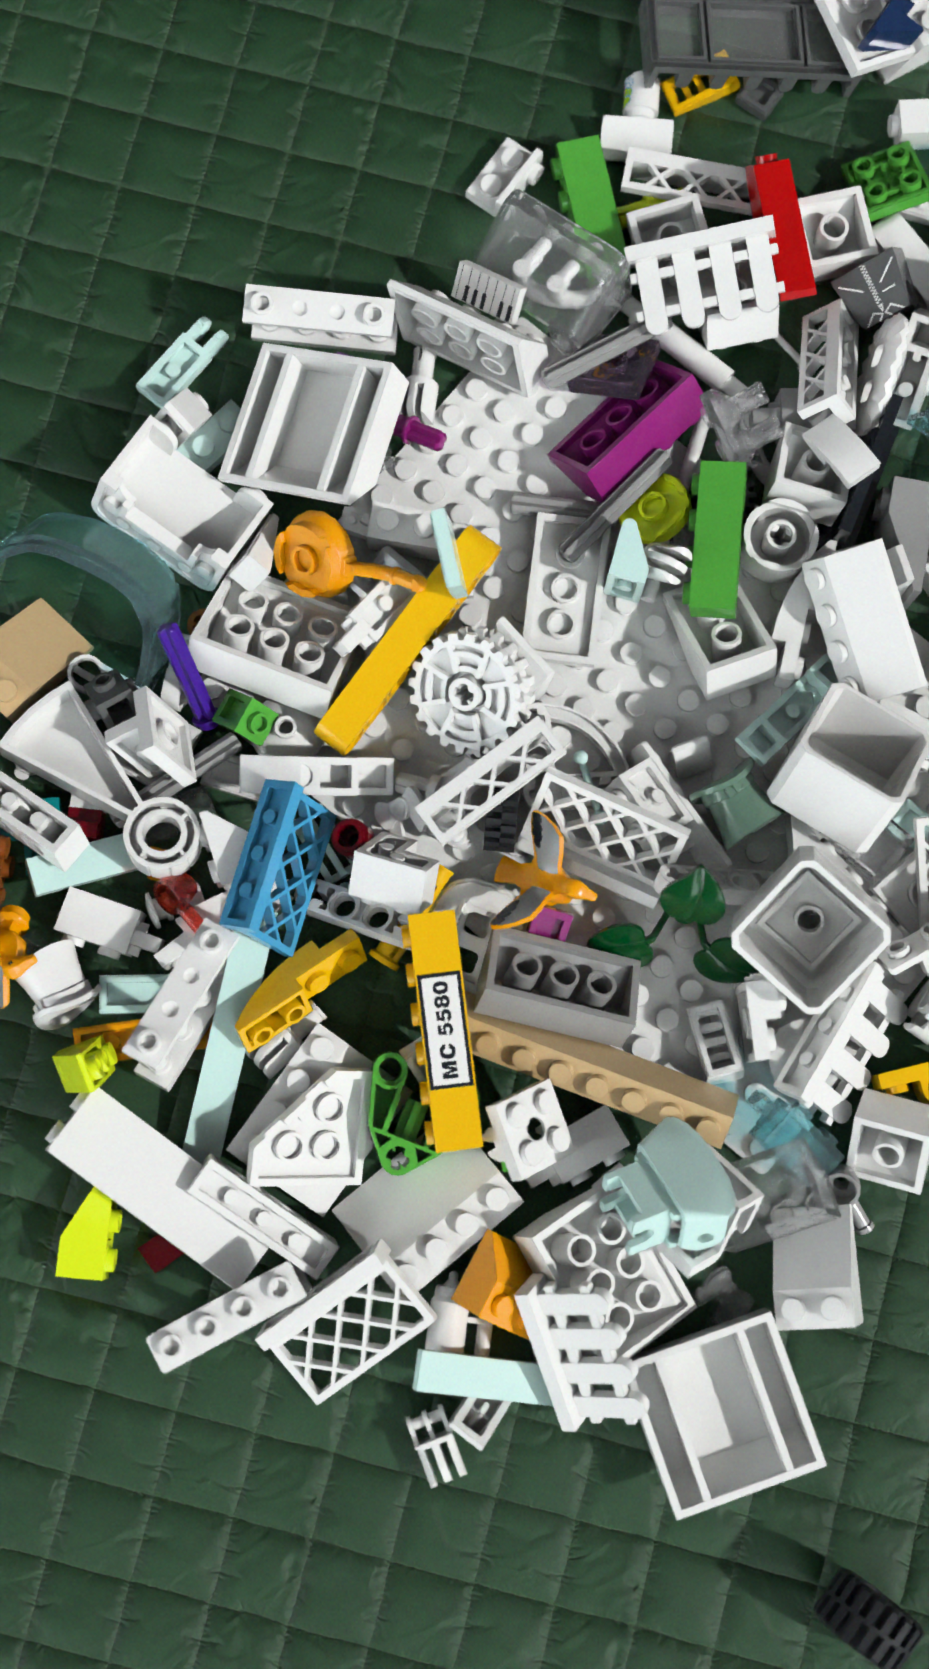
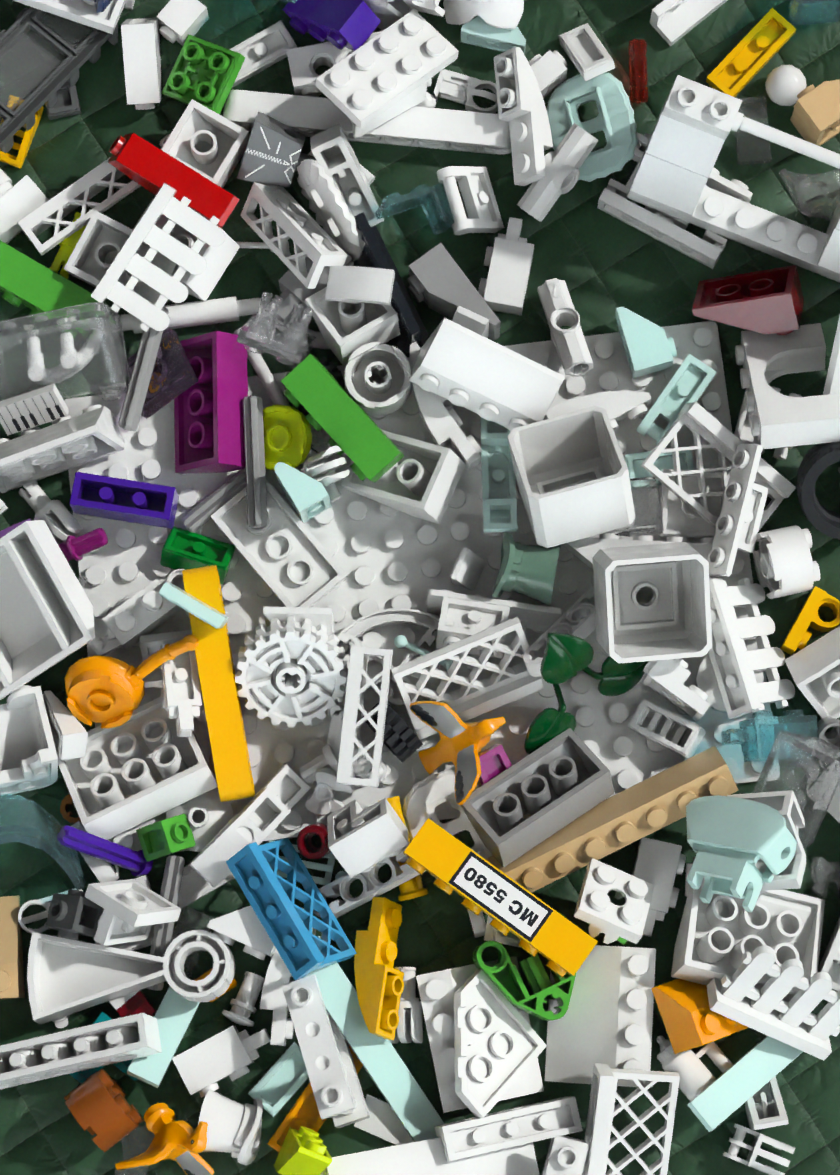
camera: 40 degrees left, 0 degrees up
(175, 895) = (245, 995): clear red bar -> none
(176, 1108) = (383, 1122): none -> white tile
(408, 1034) = (478, 923): none -> white tile
(485, 431) = (124, 500): none -> dark purple brick
(496, 521) = (193, 550): none -> green slope
(851, 124) = (142, 62): none -> white slope

